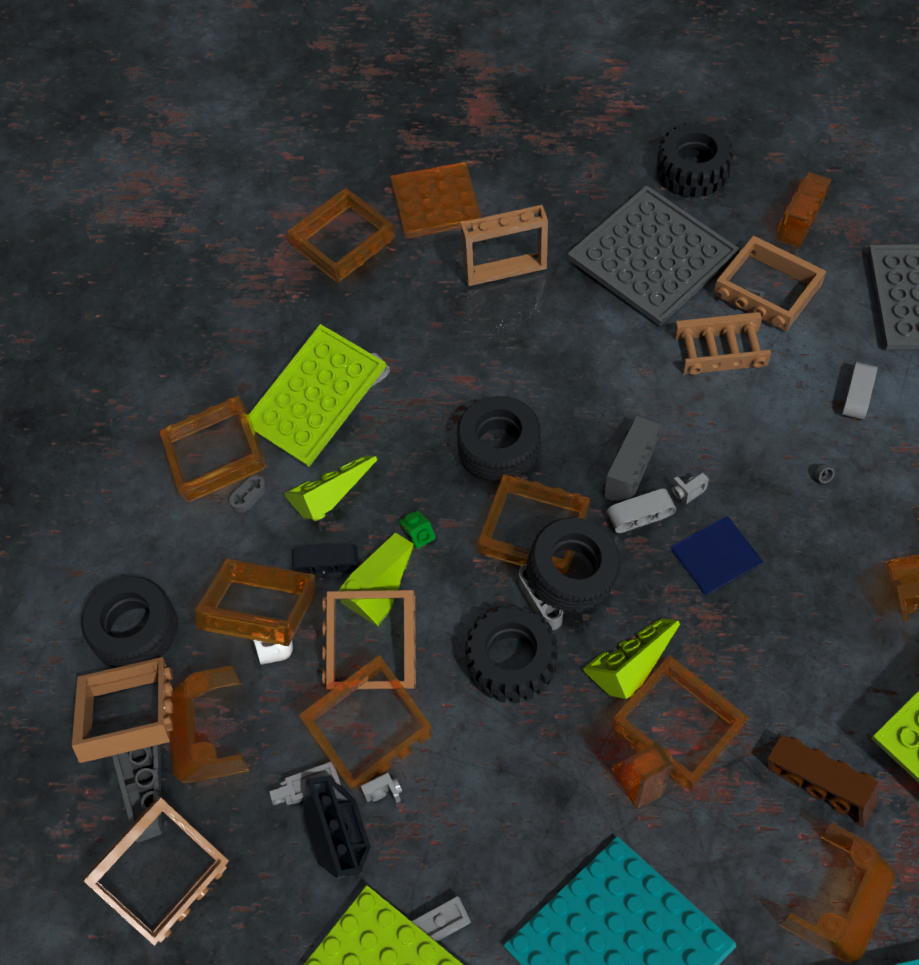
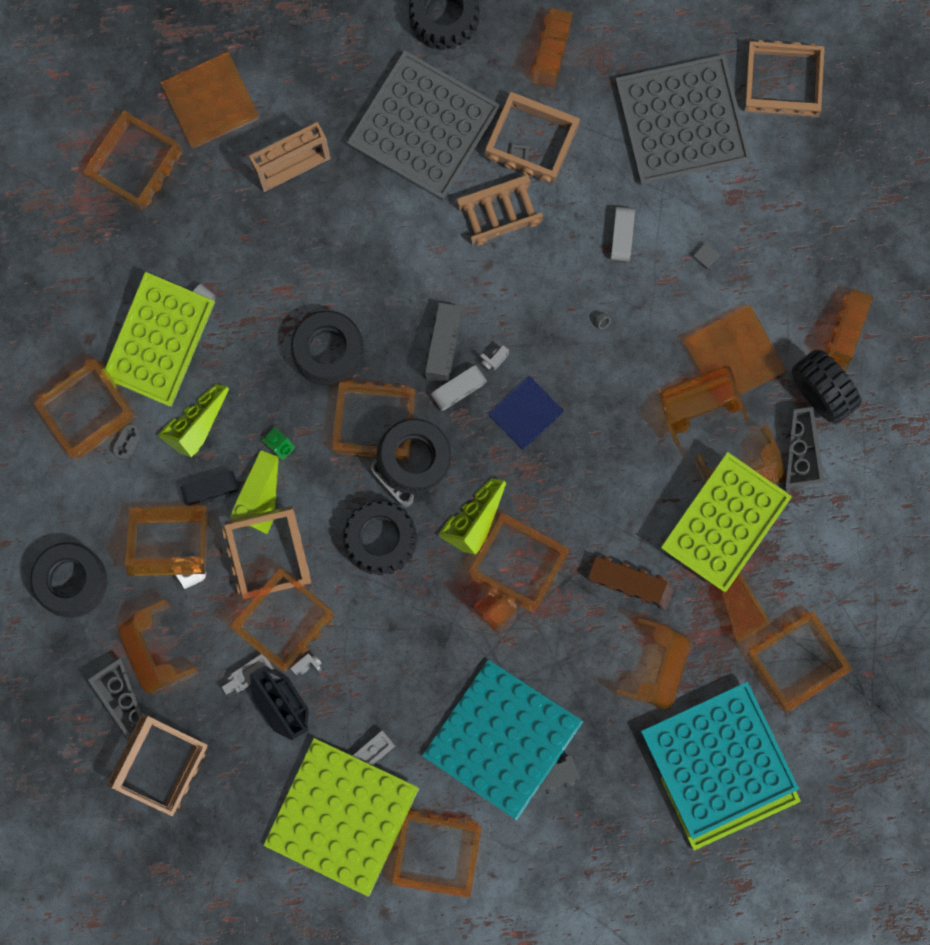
camera: 15 degrees left, 20 degrees up
(116, 680) = (76, 626): medium nougat window -> none

